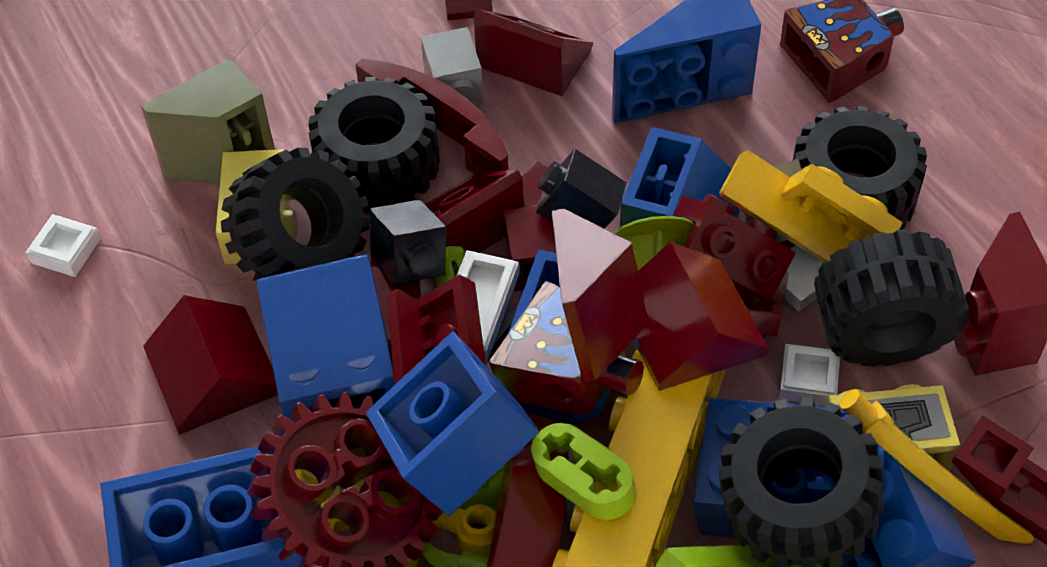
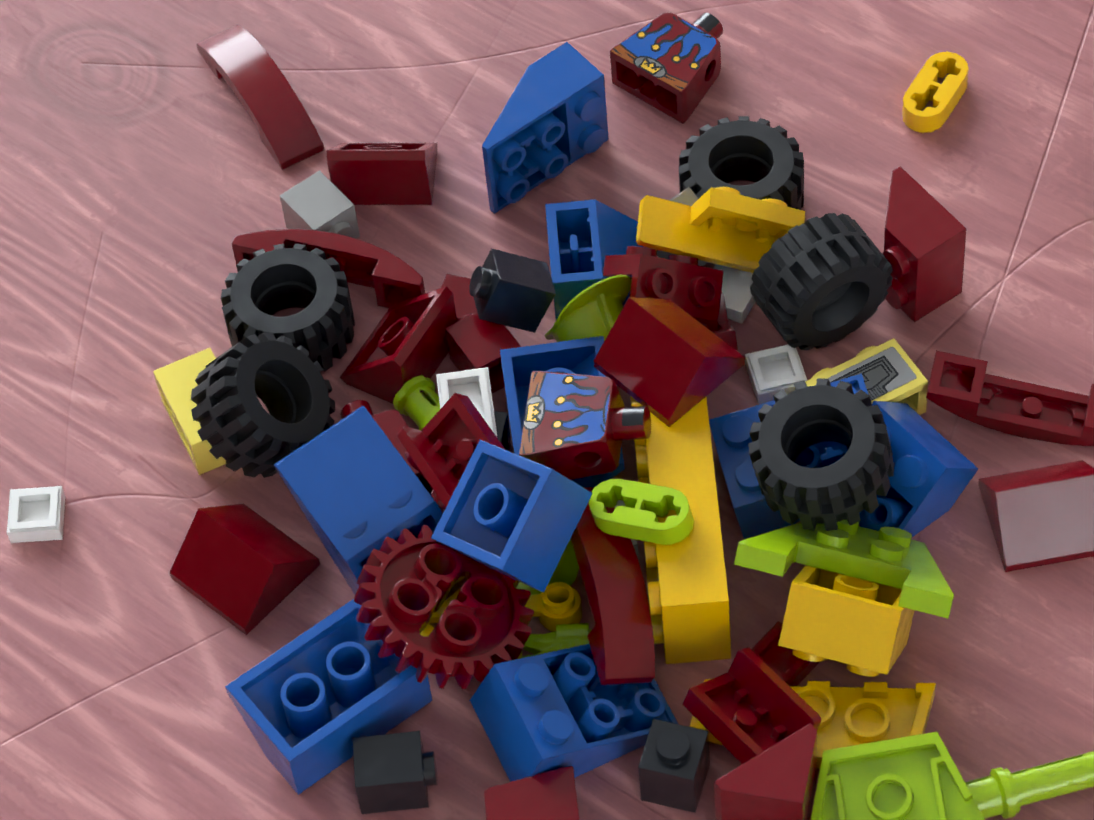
camera: 20 degrees left, 0 degrees up
(204, 119) = (123, 347): olive slope -> none
(407, 242) = (382, 383): black brick -> none
(597, 291) = (593, 357): dark red slope -> none
(930, 472) = (918, 411): yellow sword -> none

